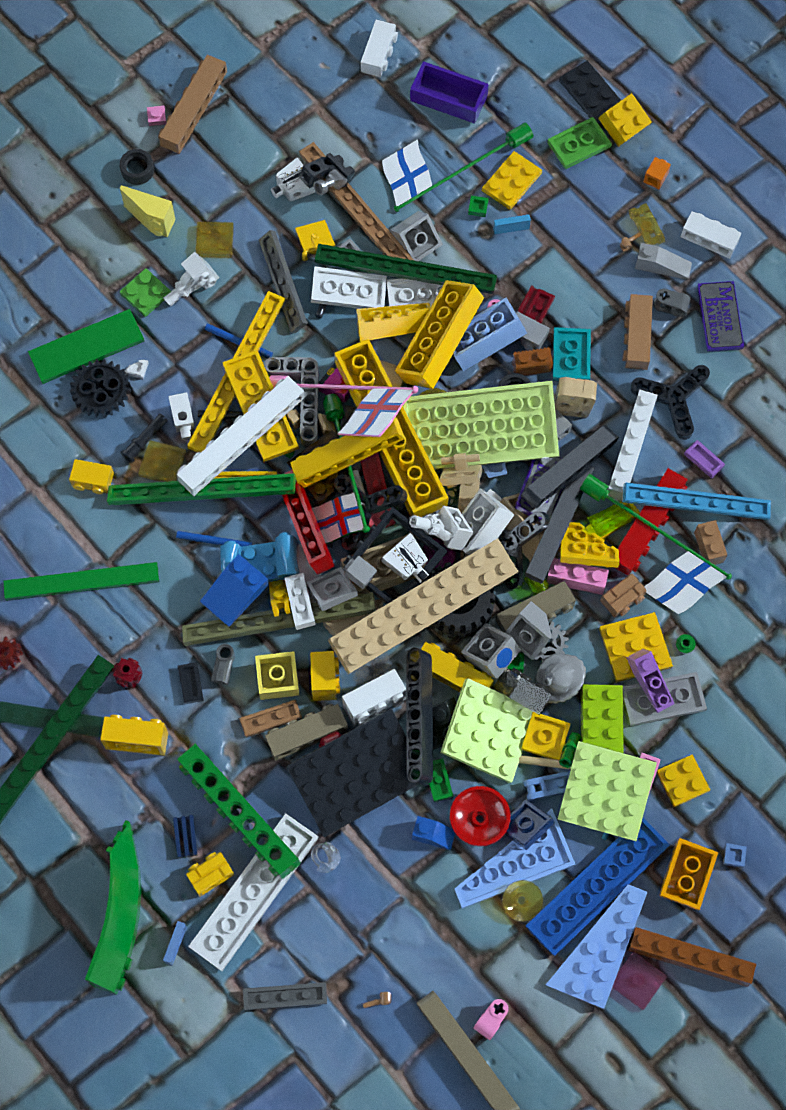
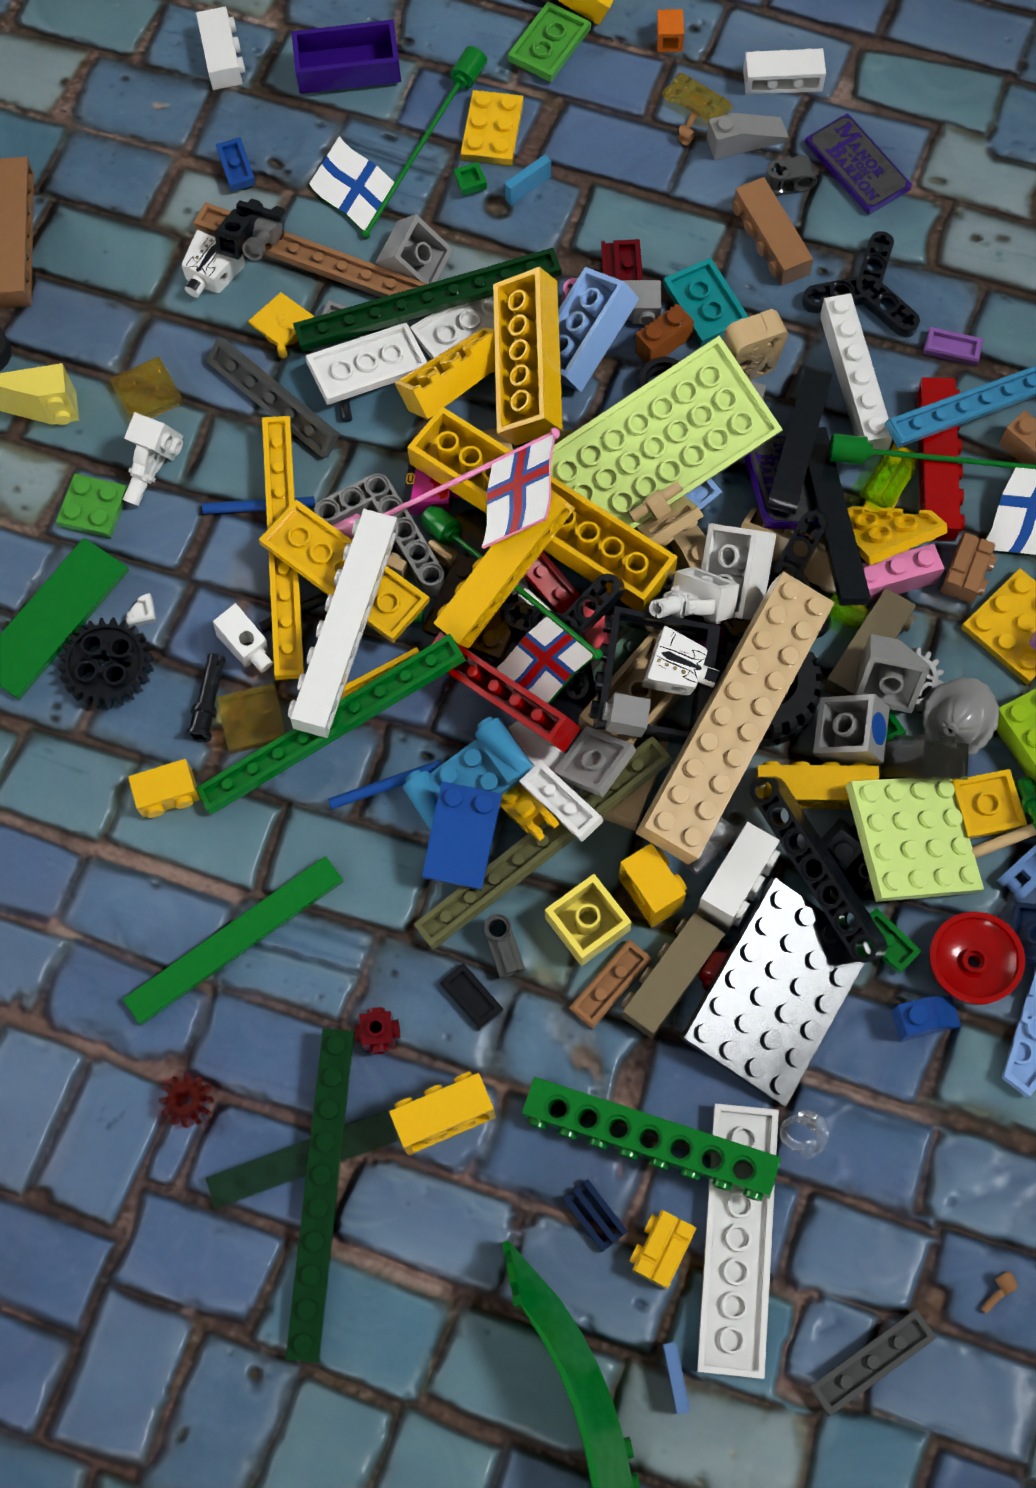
camera: 25 degrees left, 0 degrees up
(345, 126) = (235, 164): none -> blue plate

